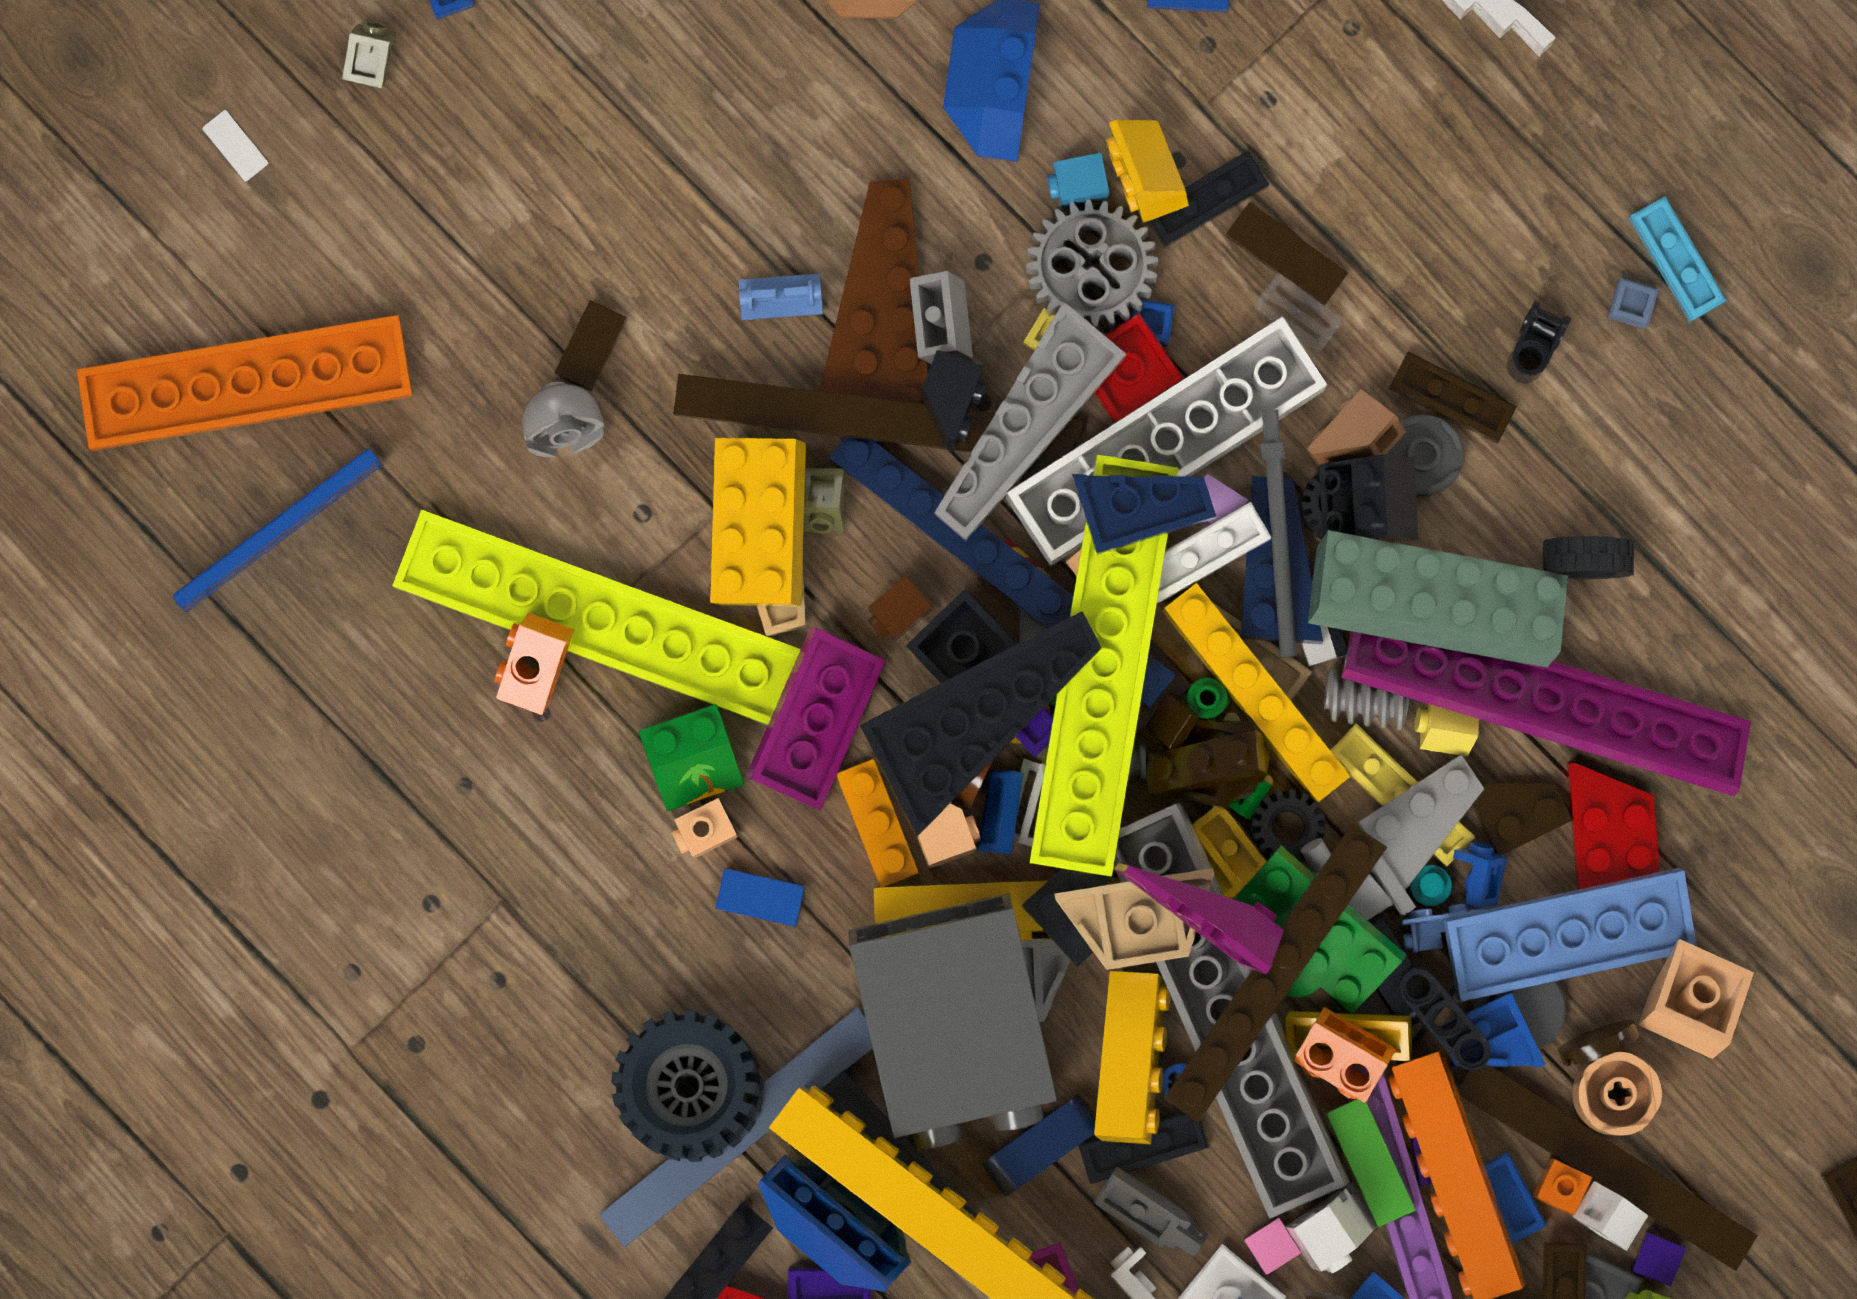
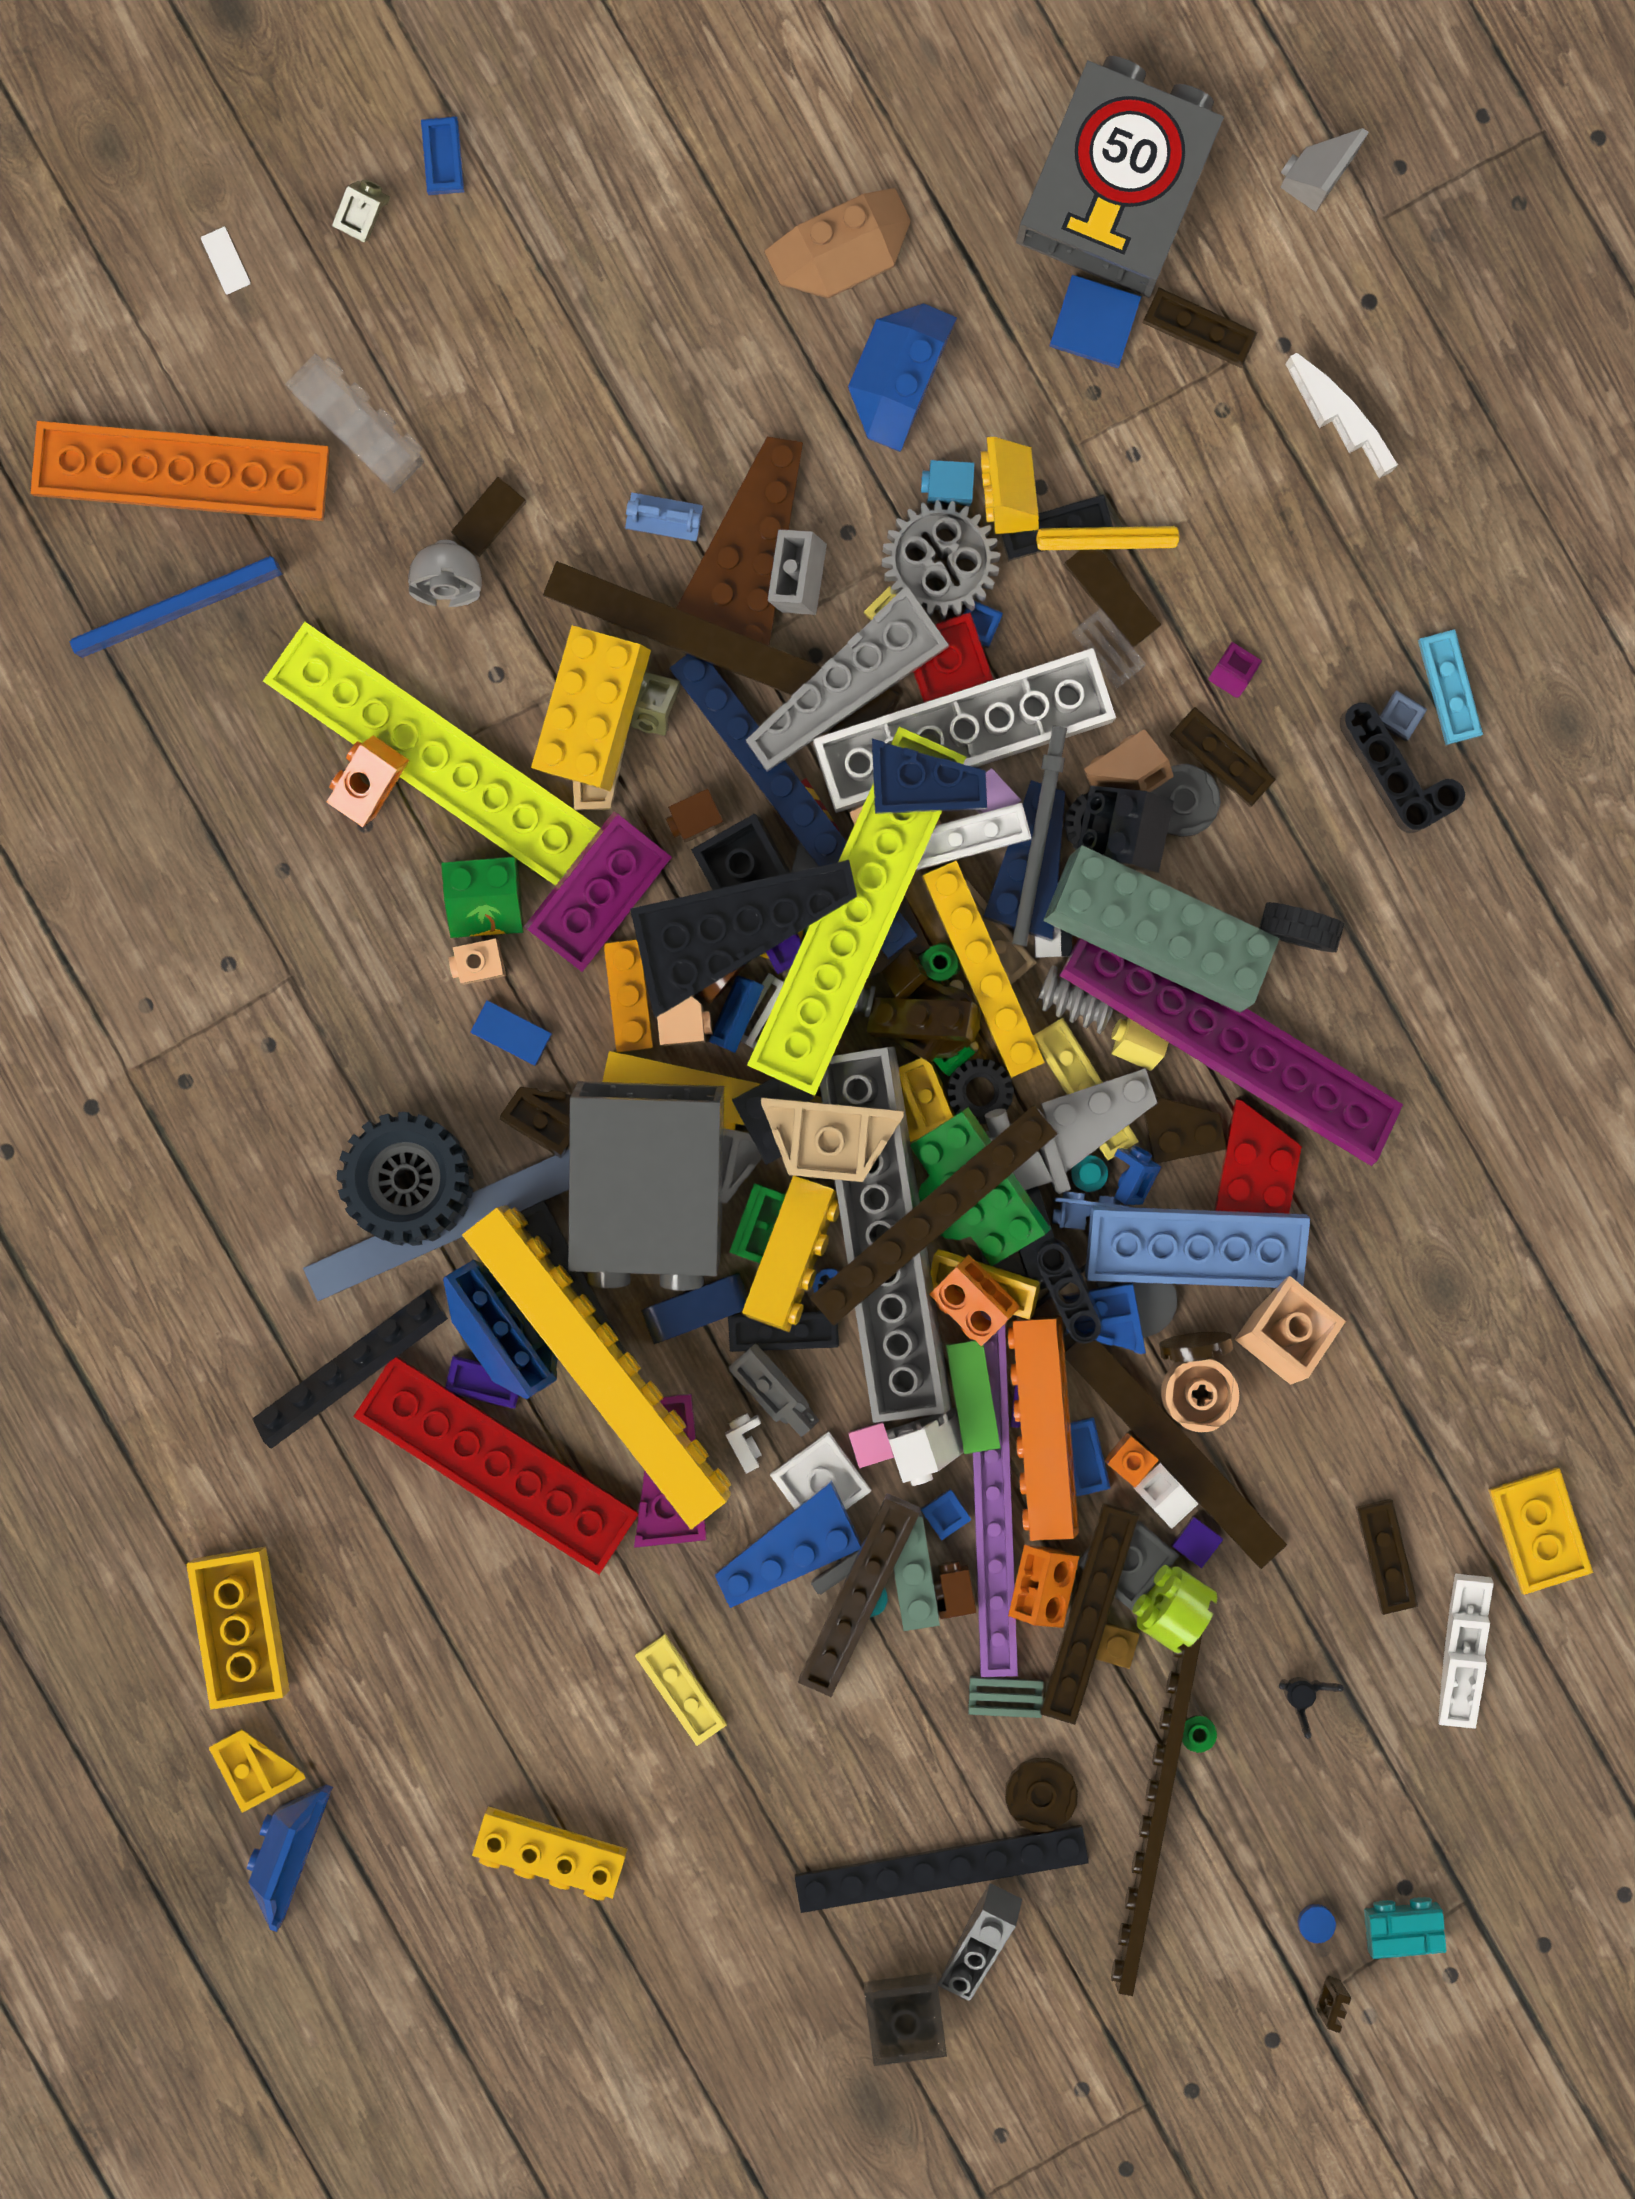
camera: 15 degrees right, 5 degrees up
(422, 282) = (355, 422): none -> clear brick
(819, 980) = (541, 1117): none -> dark brown wing
(949, 393) = (785, 641): black slope -> none
(1084, 1034) = (757, 1223): none -> green hinge
(1234, 927) = (905, 1165): magenta wedge -> none
(1265, 195) = (1107, 538): none -> yellow axle
(1440, 301) = (1234, 670): none -> magenta slope
(1539, 337) = (1312, 724): black piece -> none
(1641, 357) = (1395, 764): none -> black beam

